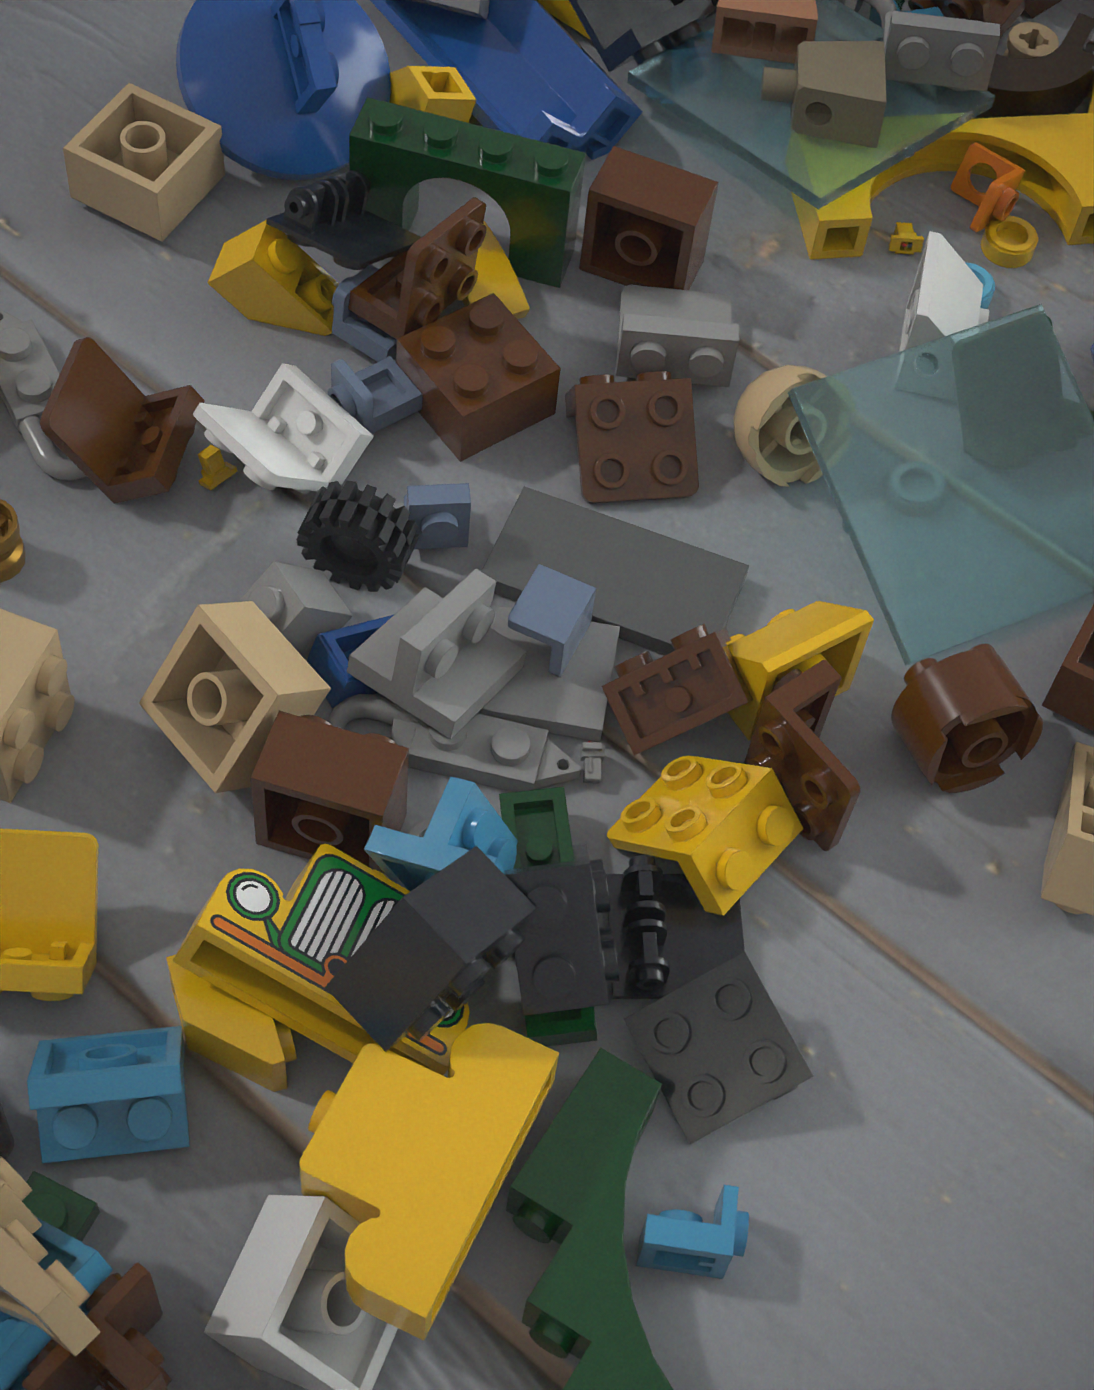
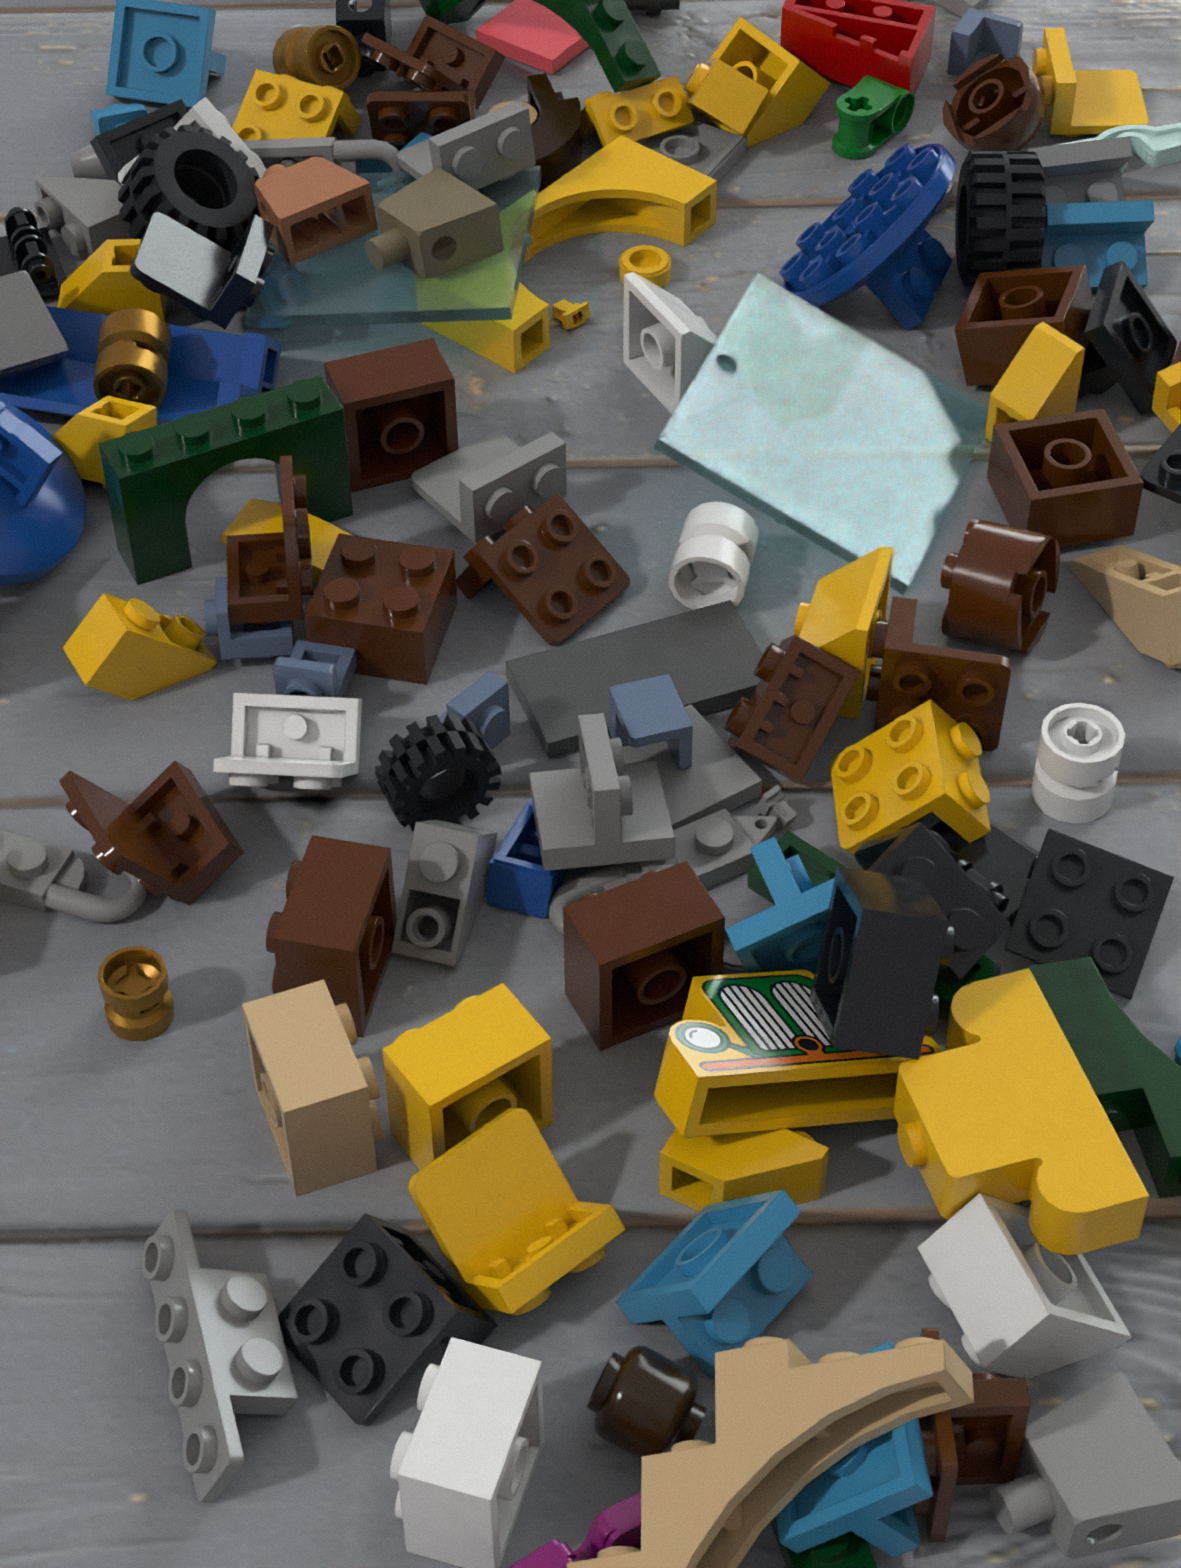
camera: 35 degrees left, 10 degrees down
(101, 784) = (467, 1072): none -> yellow brick
(137, 599) = (336, 924): none -> reddish brown brick
(214, 468) = (248, 819): yellow piece -> none
(226, 688) = (488, 930): tan brick -> none
(334, 220) = (148, 564): black hinge -> none
(512, 52) = (133, 357): none -> pearl gold wheel
(769, 520) = (713, 555): none -> white wheel
(770, 429) = (647, 488): tan cylinder -> none
(856, 916) = (1077, 763): none -> white wheel
(1001, 193) = (612, 238): orange bracket -> none

